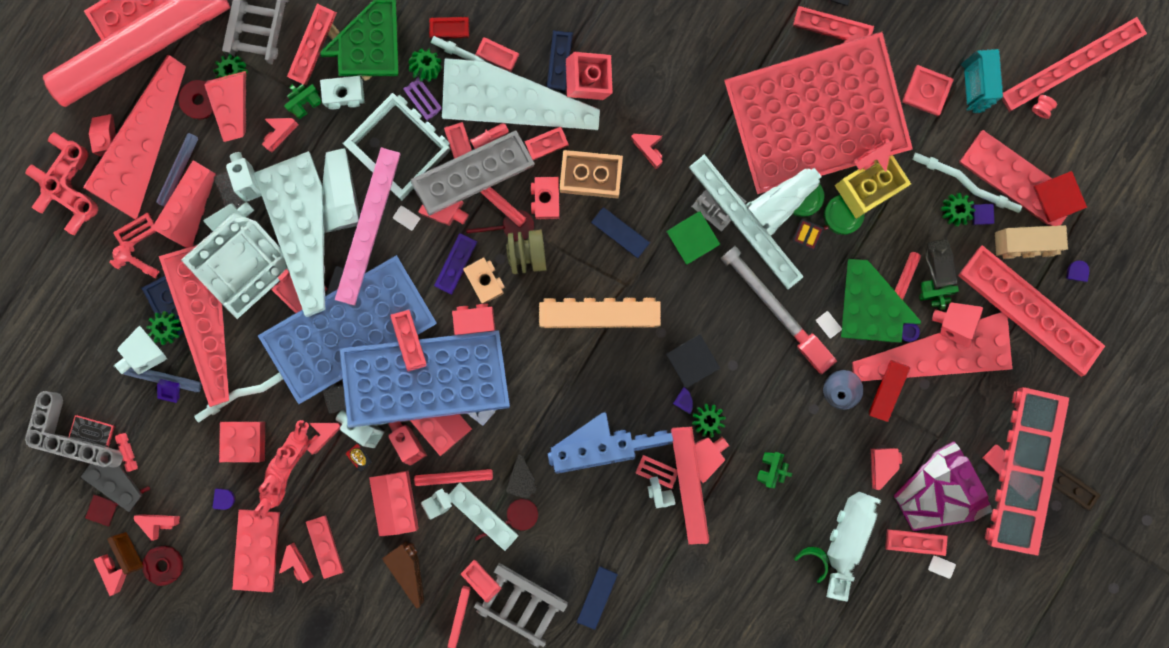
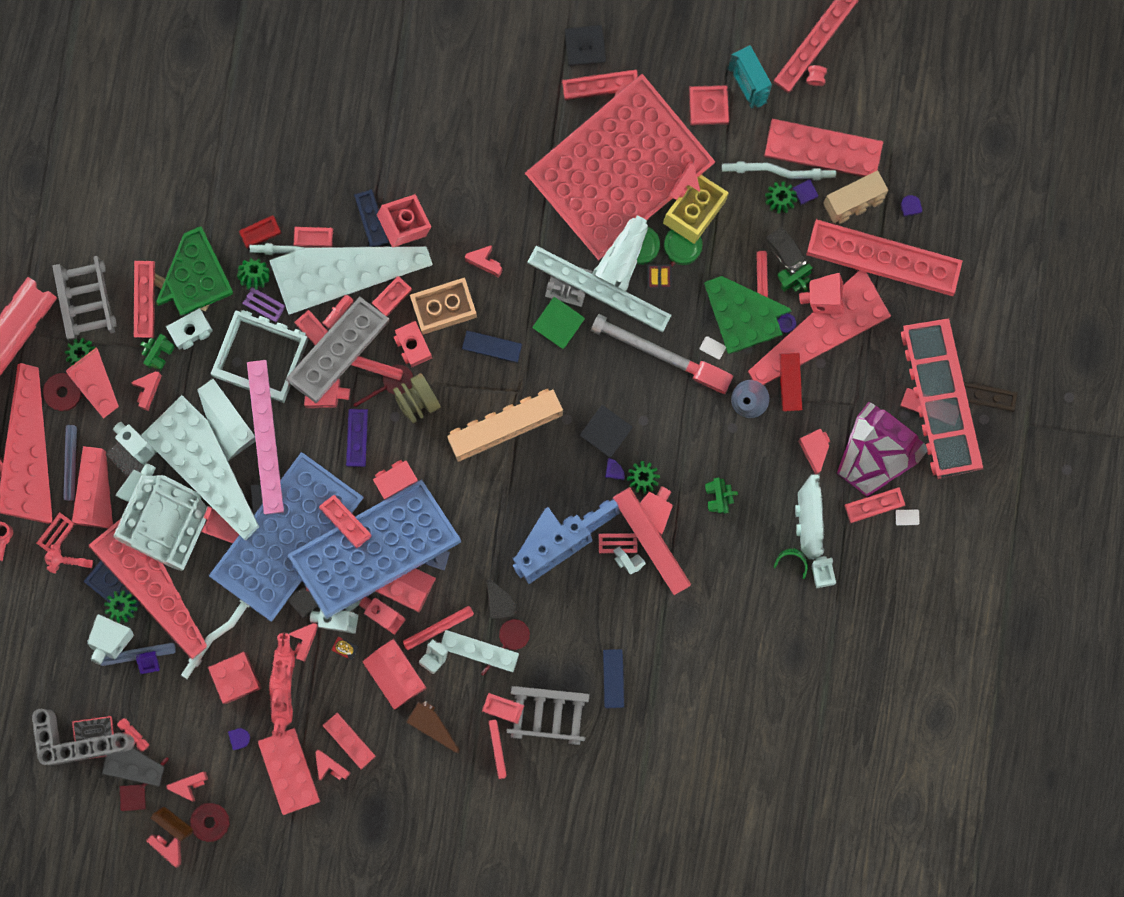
camera: 25 degrees left, 5 degrees down
(406, 218) = (295, 416): white sticker -> none
(475, 272) = (394, 451): light nougat brick -> none
(1060, 196) = (864, 148): red tile -> none

